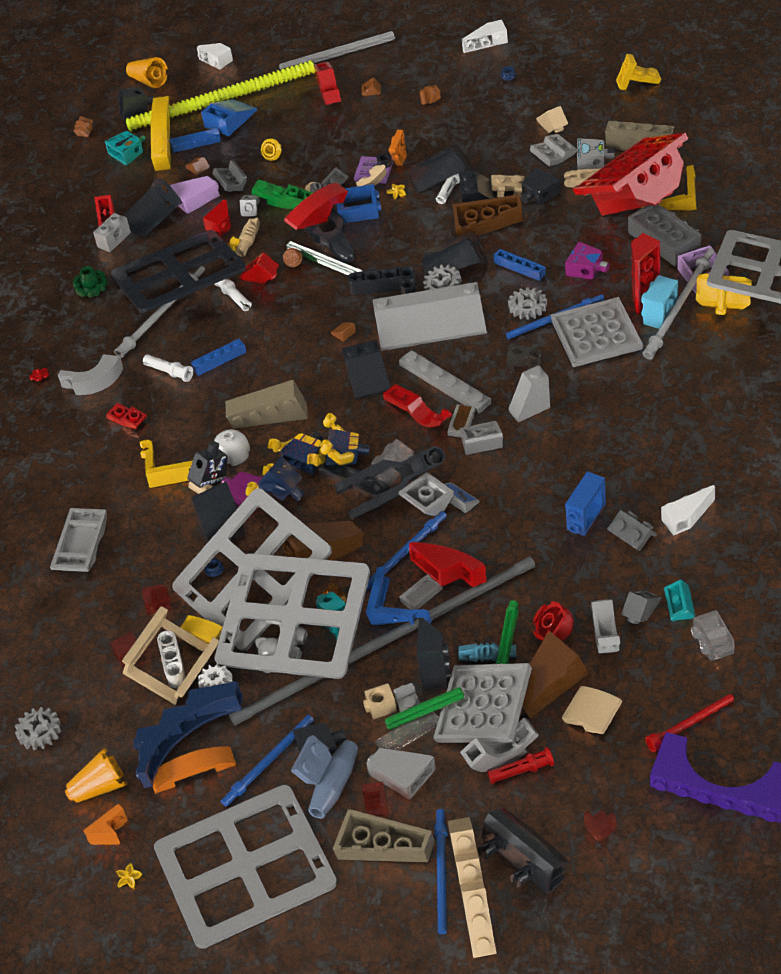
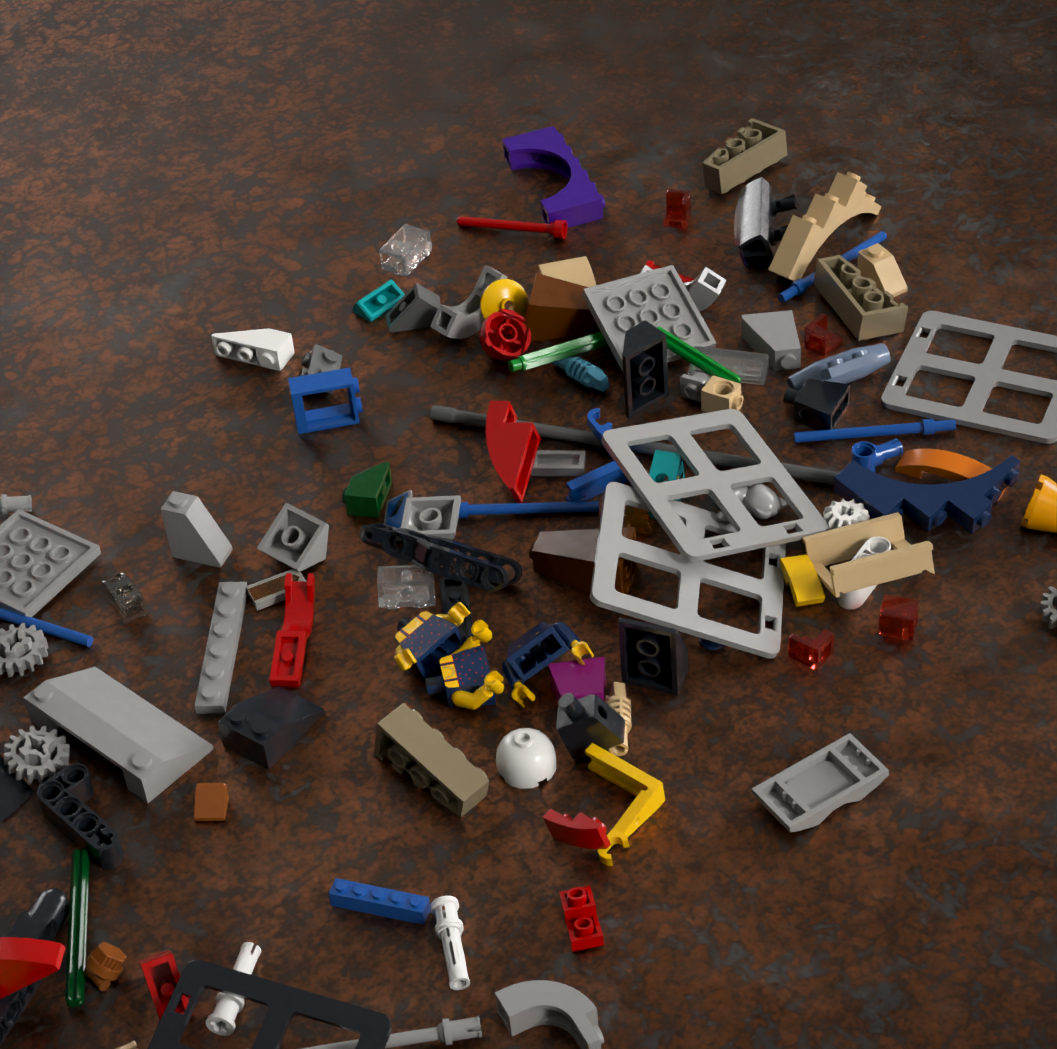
camera: 135 degrees left, 5 degrees down
(163, 432) = (577, 832): none -> red slope
(247, 734) = (871, 455): none -> blue pin
(398, 885) = (882, 268): none -> tan slope
(489, 490) = (368, 491): none -> dark green slope
(587, 643) = (499, 293): none -> yellow dish
(621, 920) = (744, 156): none -> dark tan wedge

